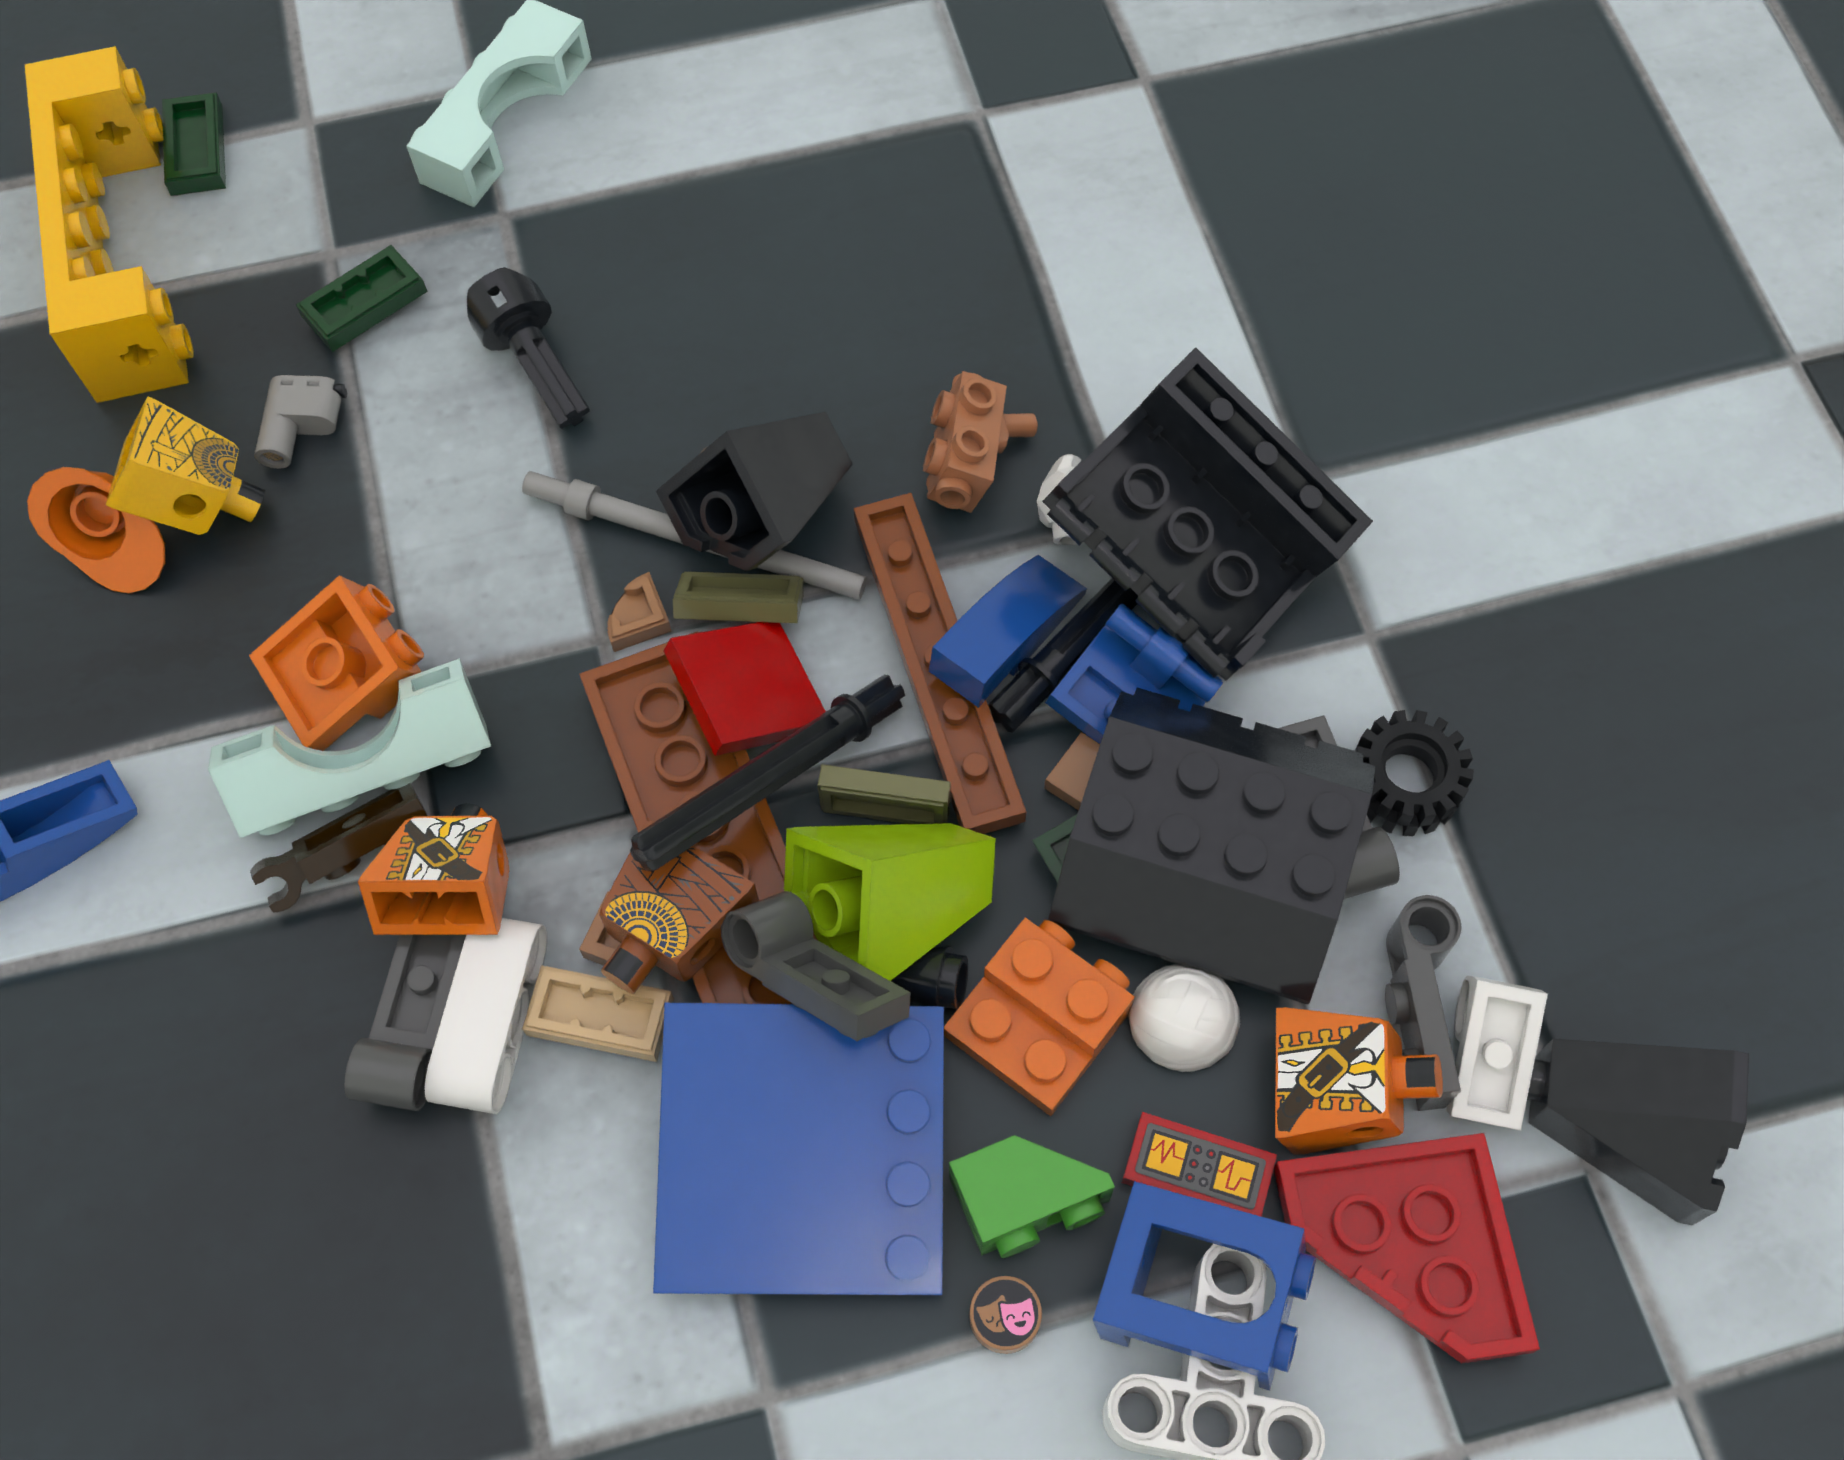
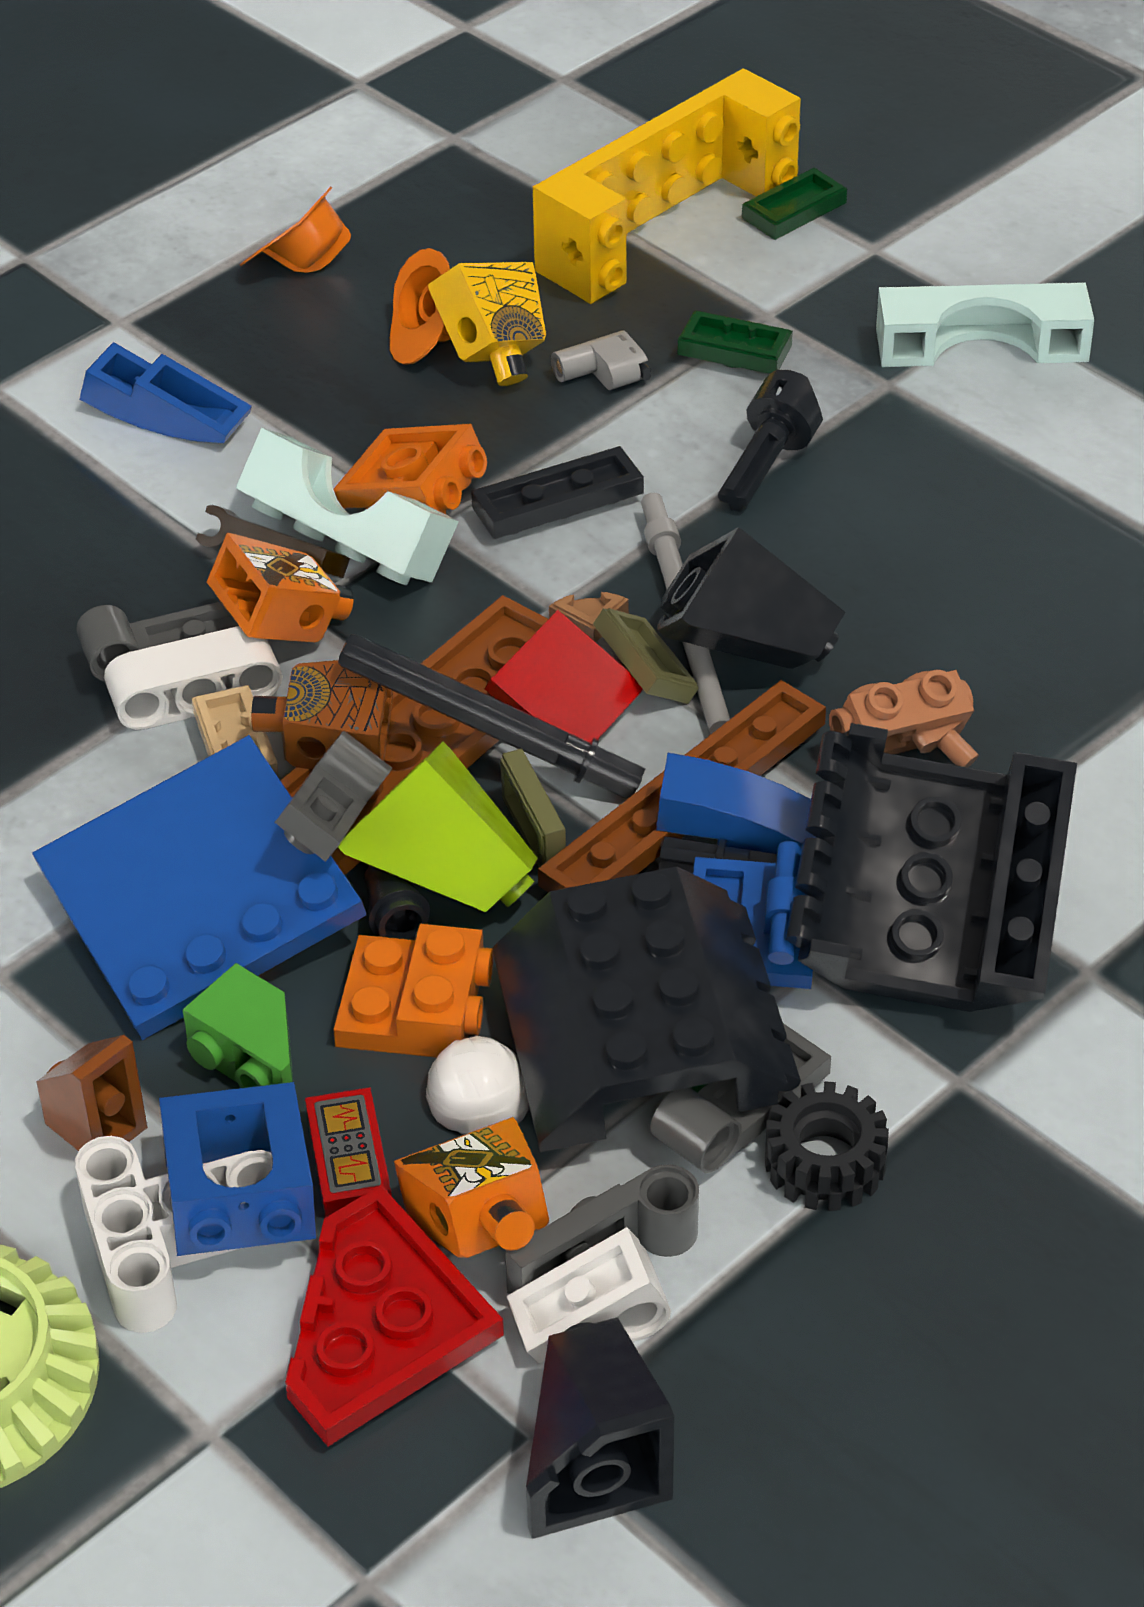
camera: 60 degrees right, 20 degrees down
(458, 554) = (557, 492): none -> black plate
(1005, 1314) = (156, 1074): tile -> none
(1029, 1382) = (94, 1093): none -> dark orange slope

